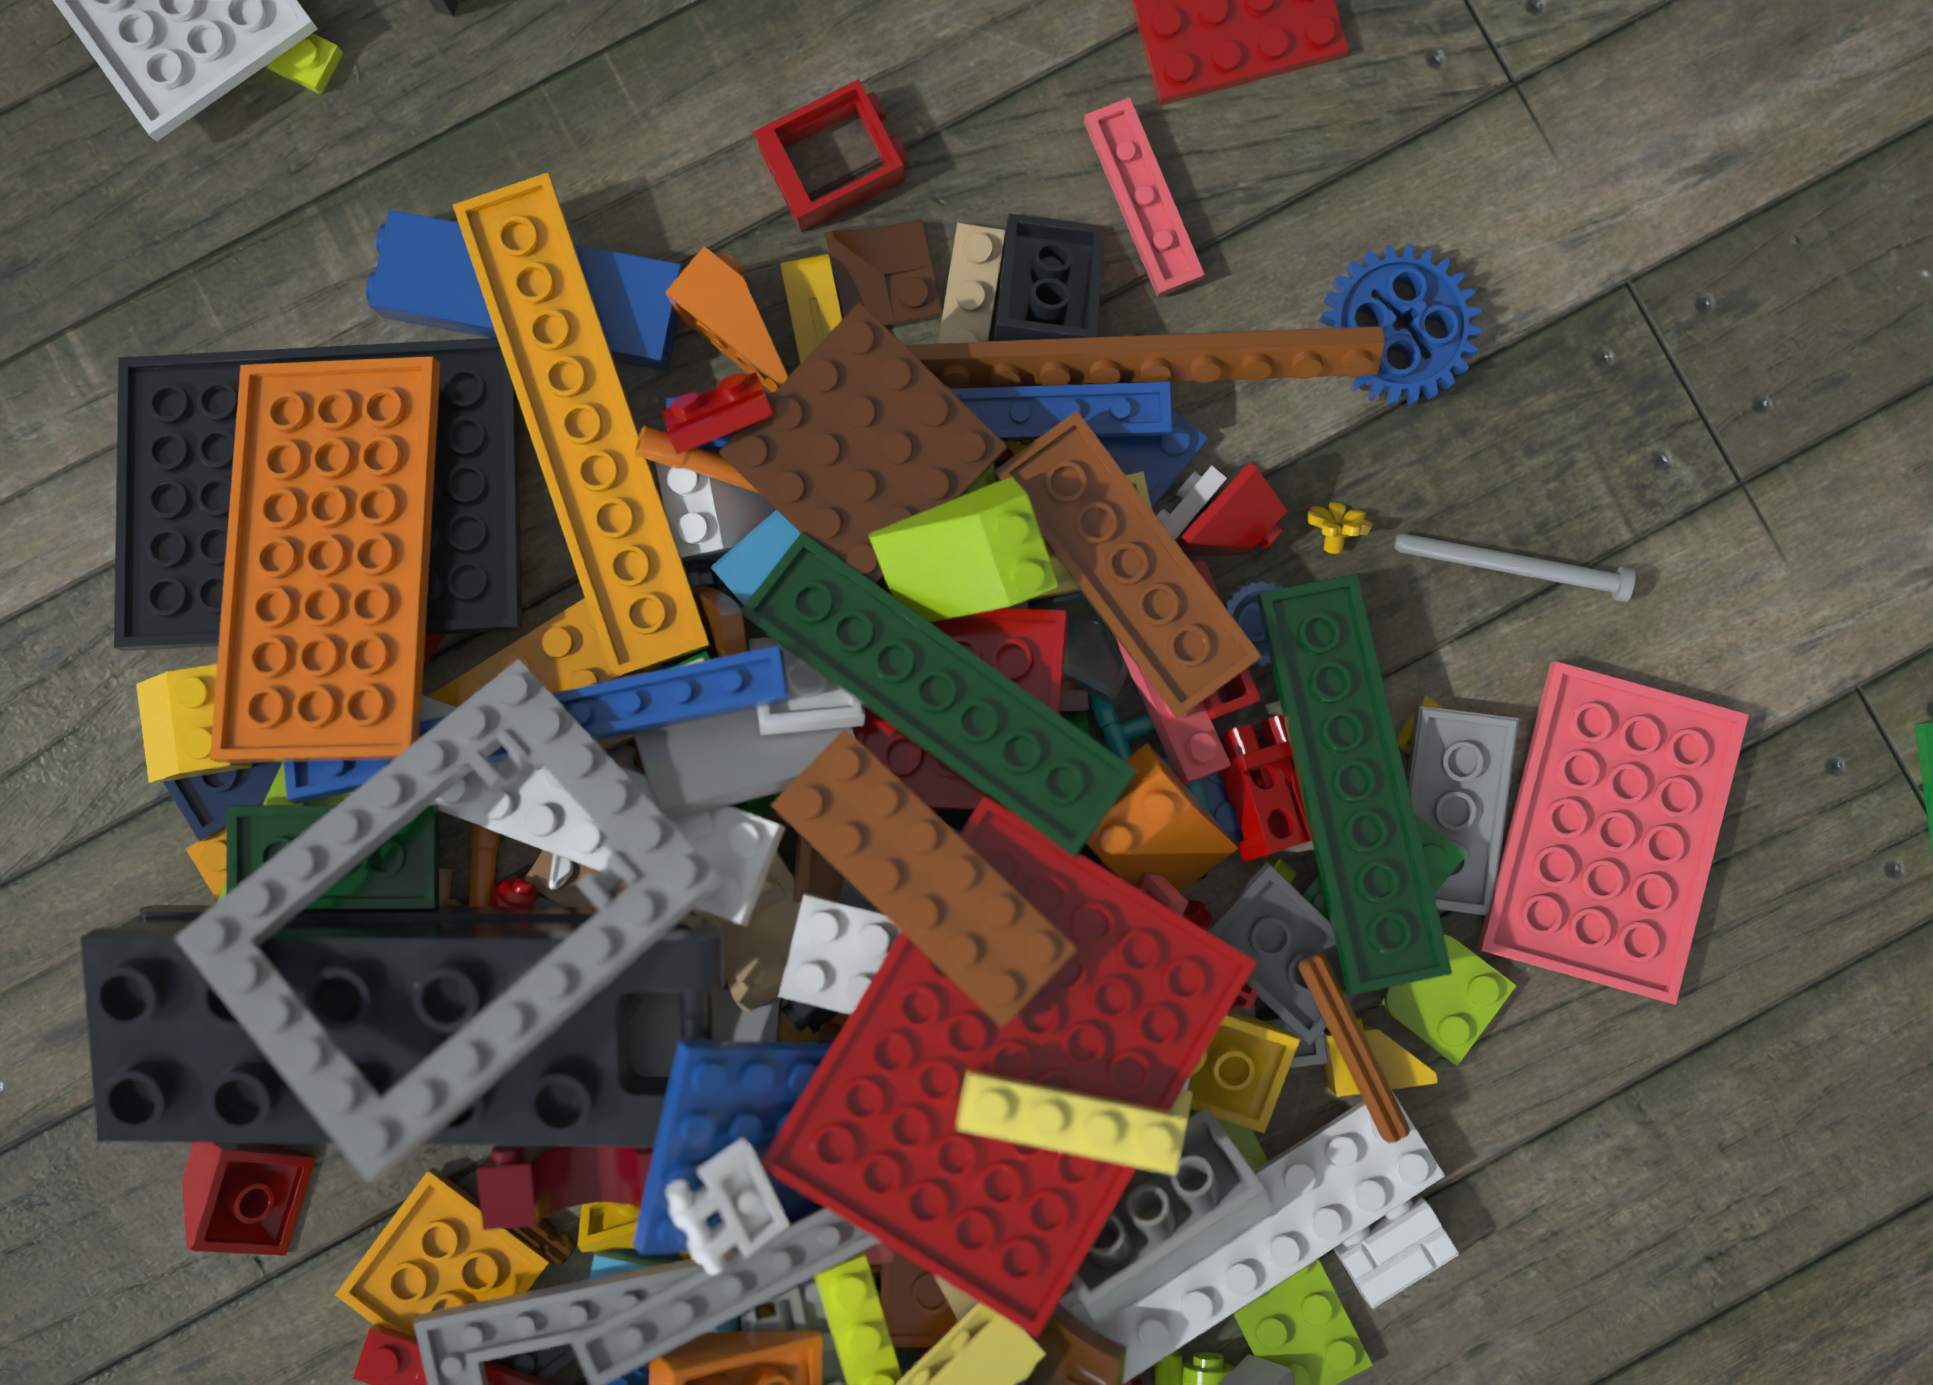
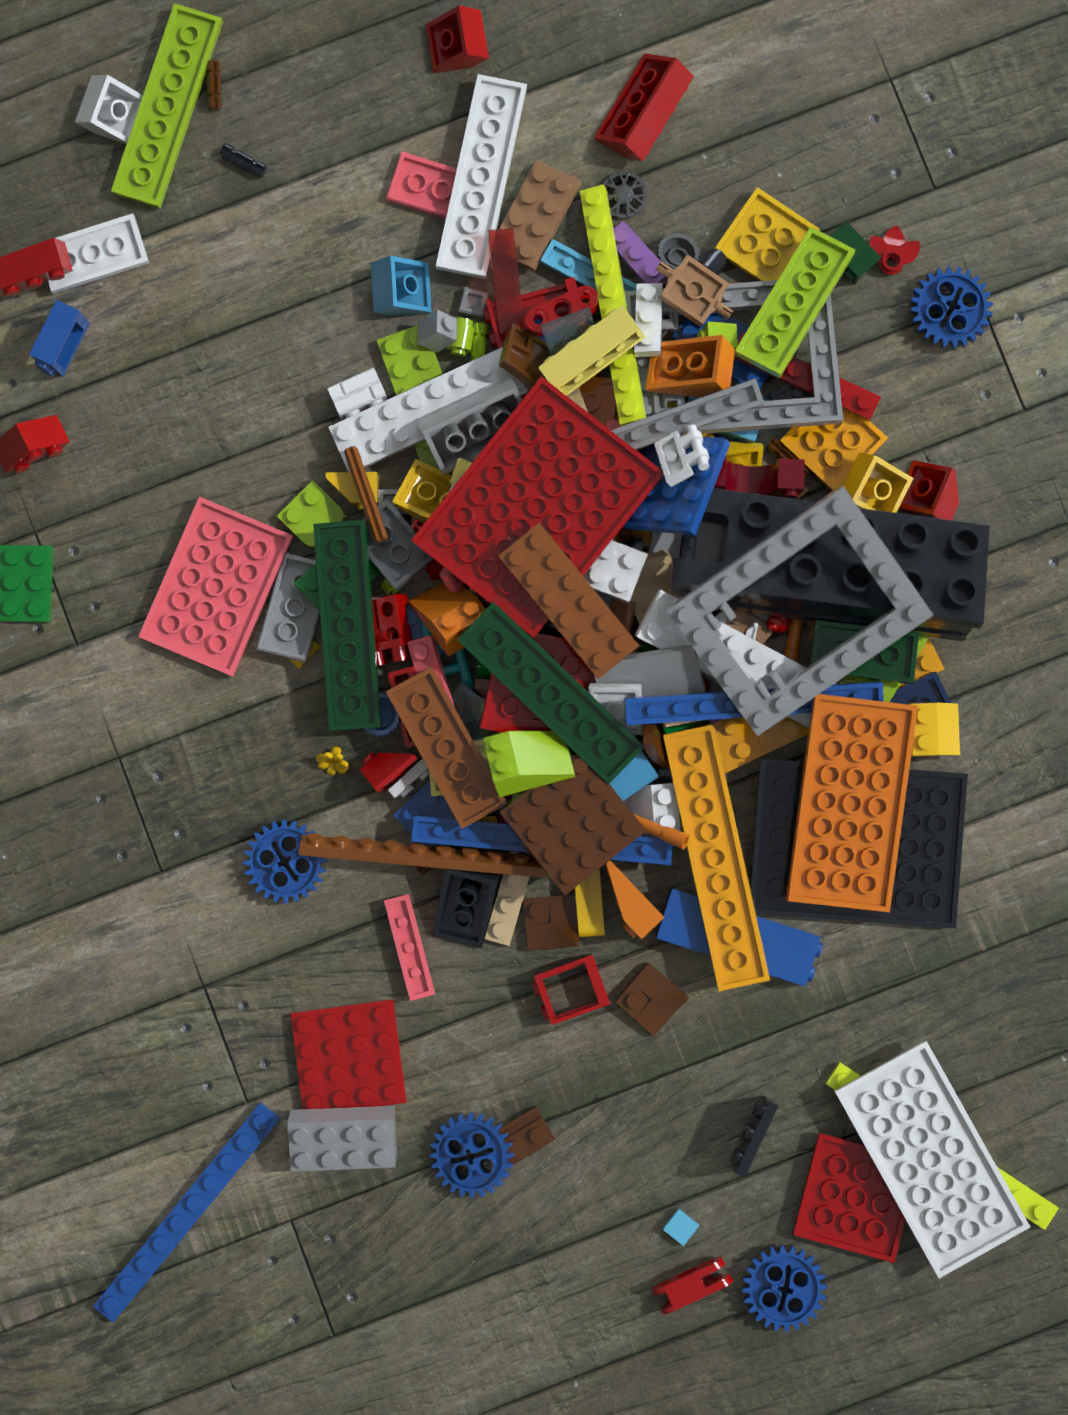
camera: 165 degrees left, 0 degrees up
(336, 1205) = (876, 484): none -> yellow brick
(680, 160) = (651, 999): none -> reddish brown plate
(704, 417) = (644, 850): red plate -> none
(1070, 1121) = (512, 475): light yellow brick -> none
(1619, 583) = (193, 713): light grey bar -> none

